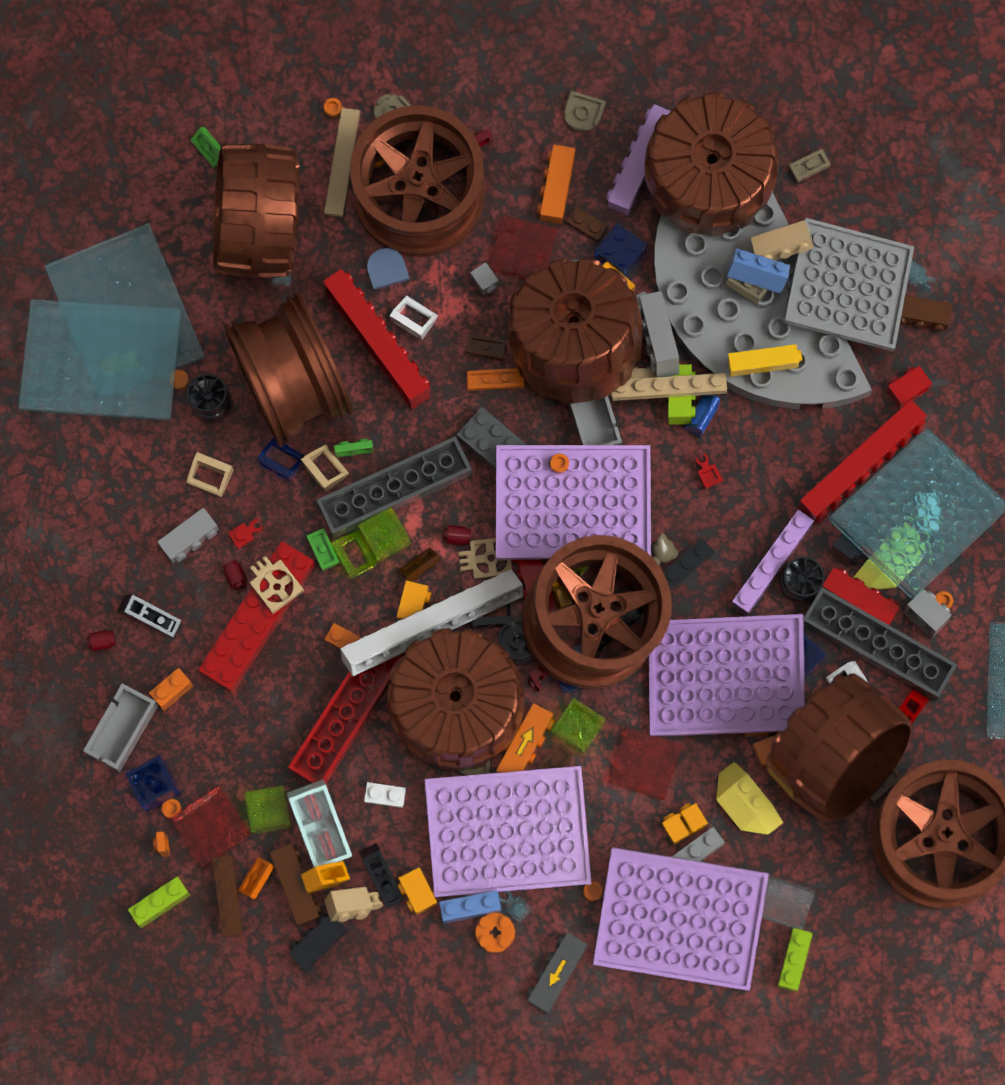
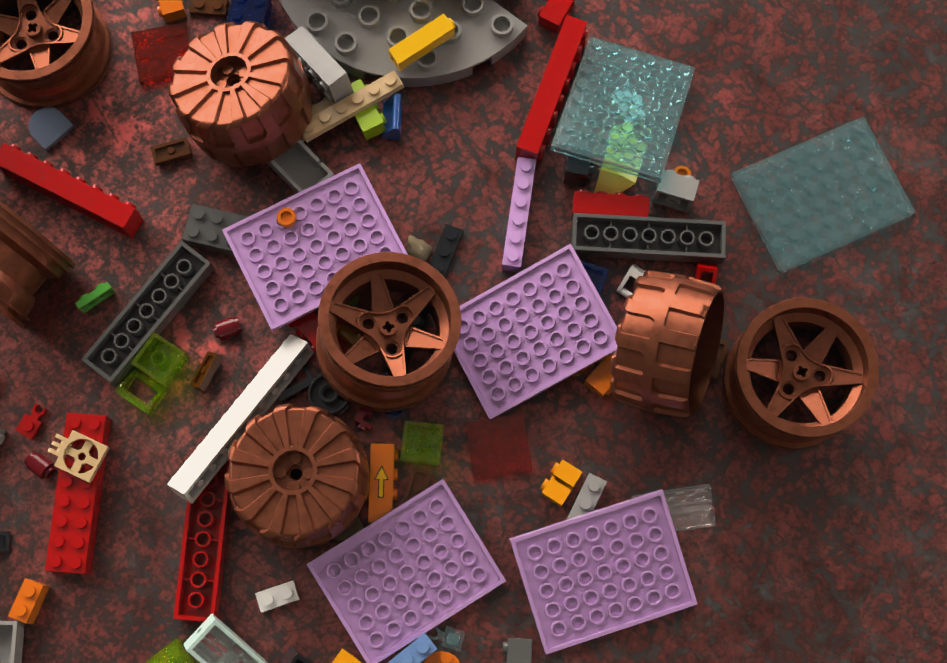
camera: 30 degrees left, 0 degrees up
(275, 467) = (33, 349): clear blue tile -> none
(323, 549) = (110, 401): bright green plate -> none
(325, 484) = (86, 342): tan tile -> none
(340, 636) = (164, 471): orange plate -> none
(408, 325) = (93, 166): white tile -> none
(413, 599) = (215, 405): light orange piece -> none
(472, 560) = (252, 343): tan piece -> none
(484, 279) = (141, 94): light grey brick -> none
(494, 379) = (193, 176): orange tile -> none
(593, 891) = (511, 586): orange tile -> none
(708, 474) = (423, 166): red plate -> none
(745, 802) = (604, 435): light yellow wedge -> none
(794, 960) = (723, 555): lime brick -> none
(801, 579) = (552, 215): black wheel -> none

